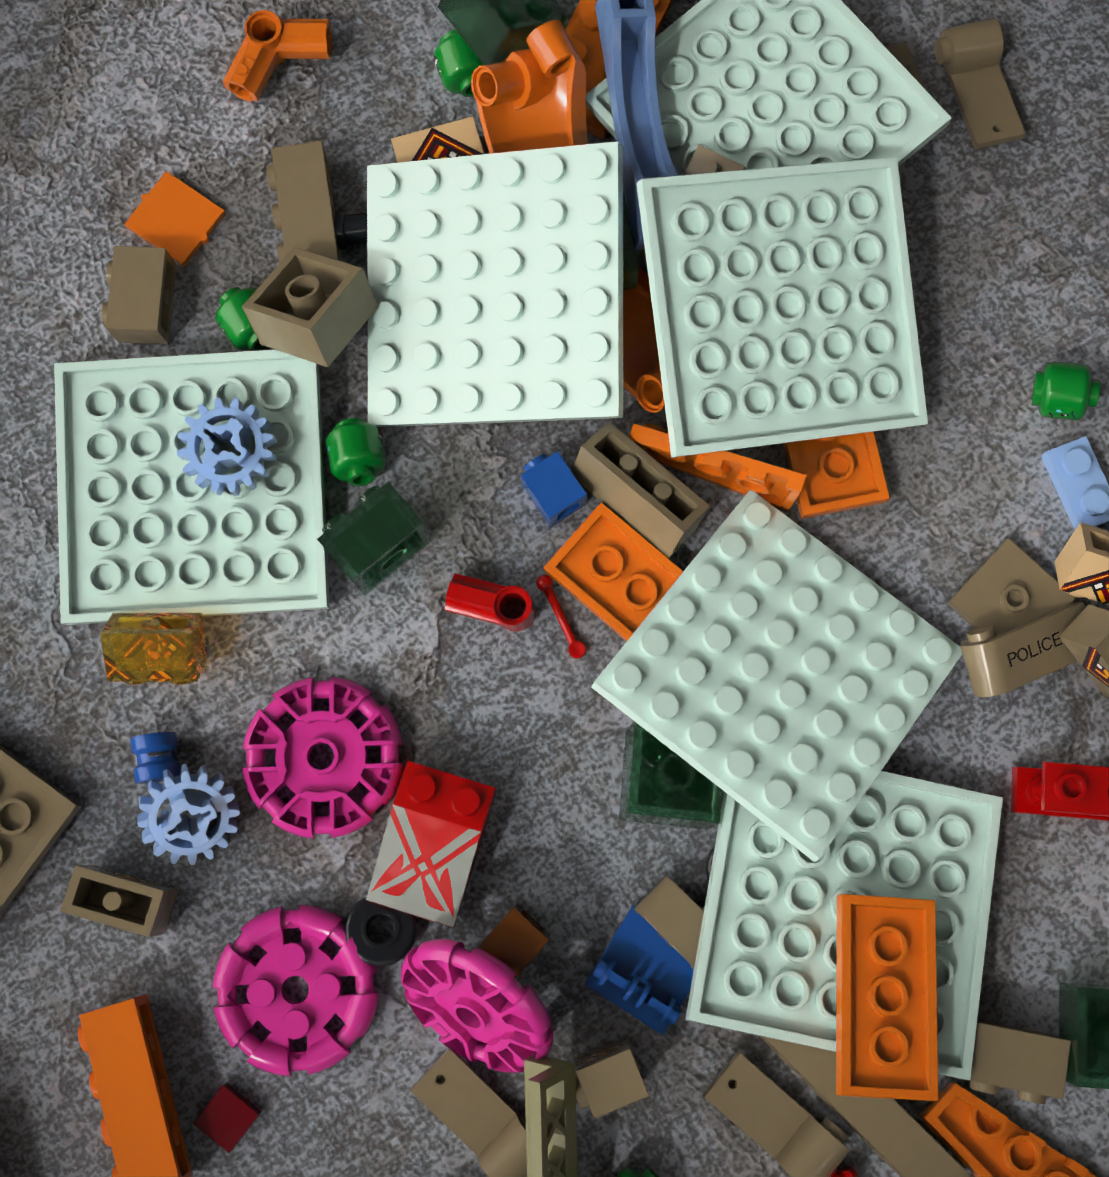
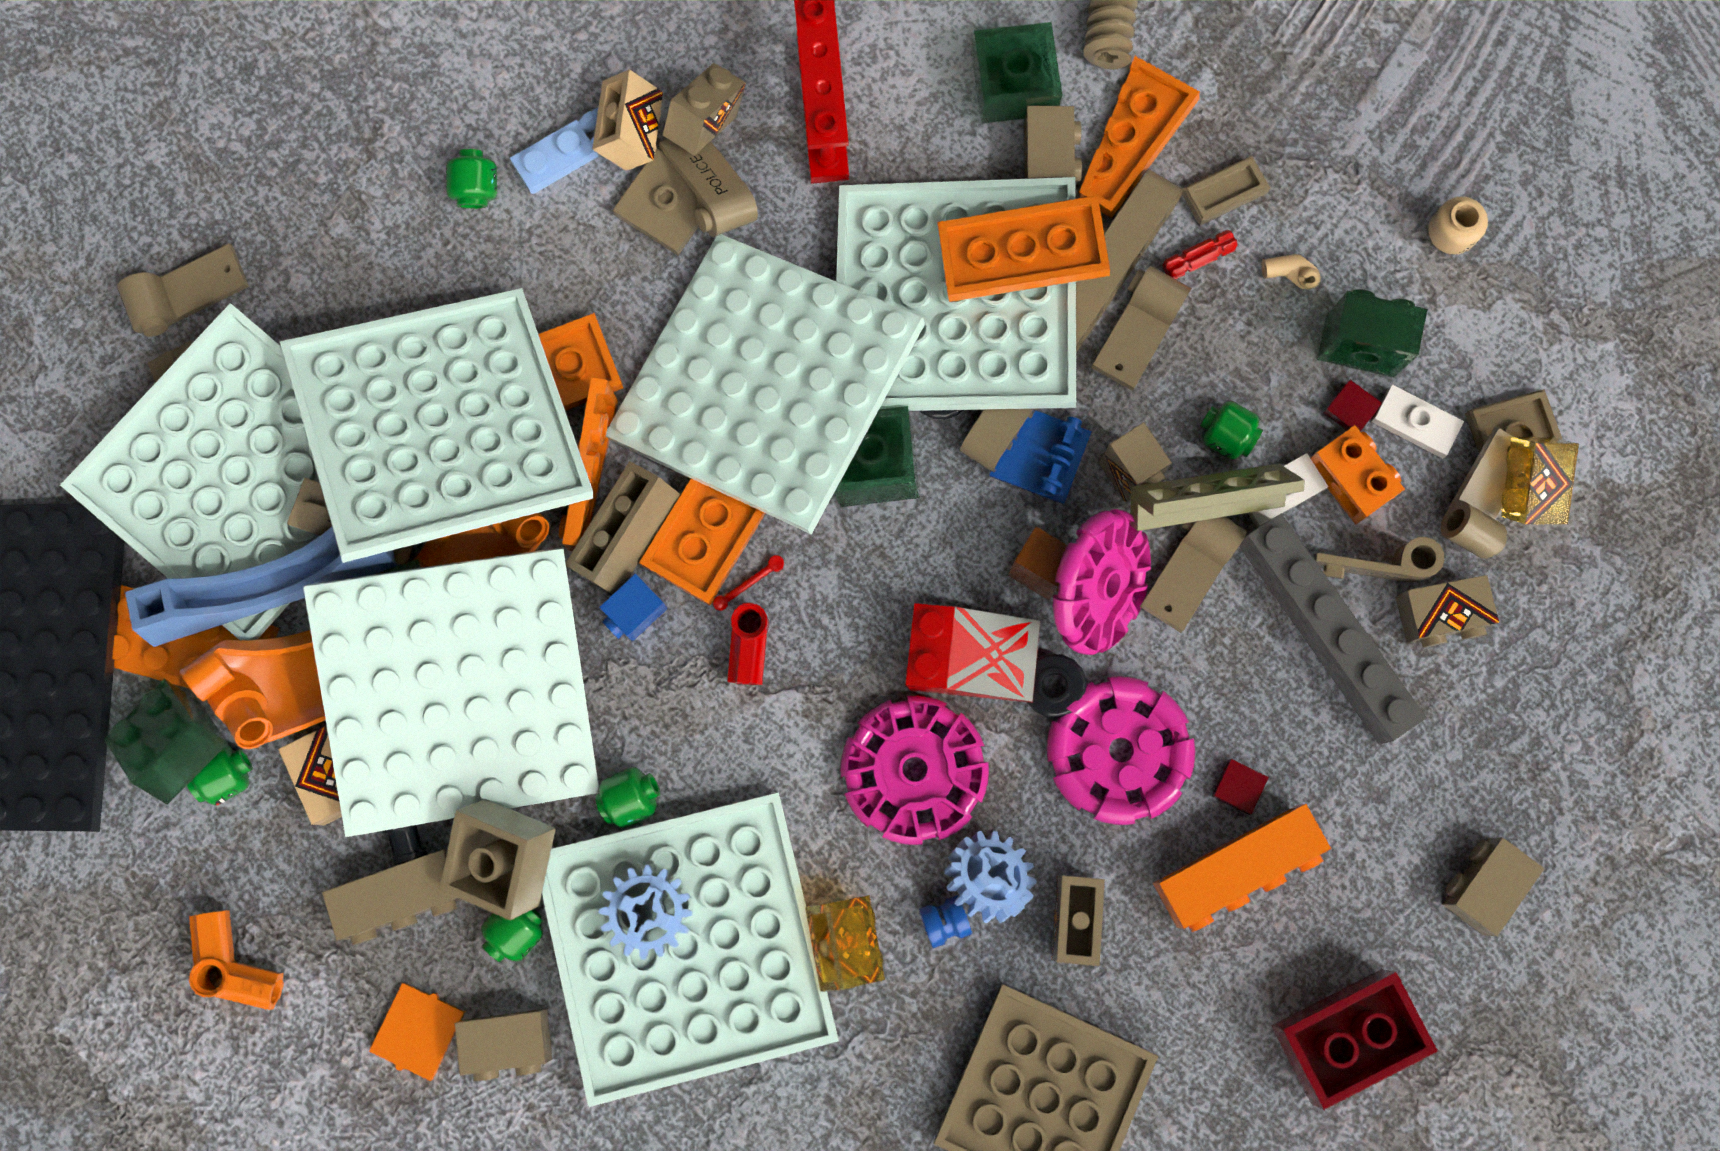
camera: 105 degrees left, 0 degrees up
(374, 537) = (709, 756): clear green brick -> none

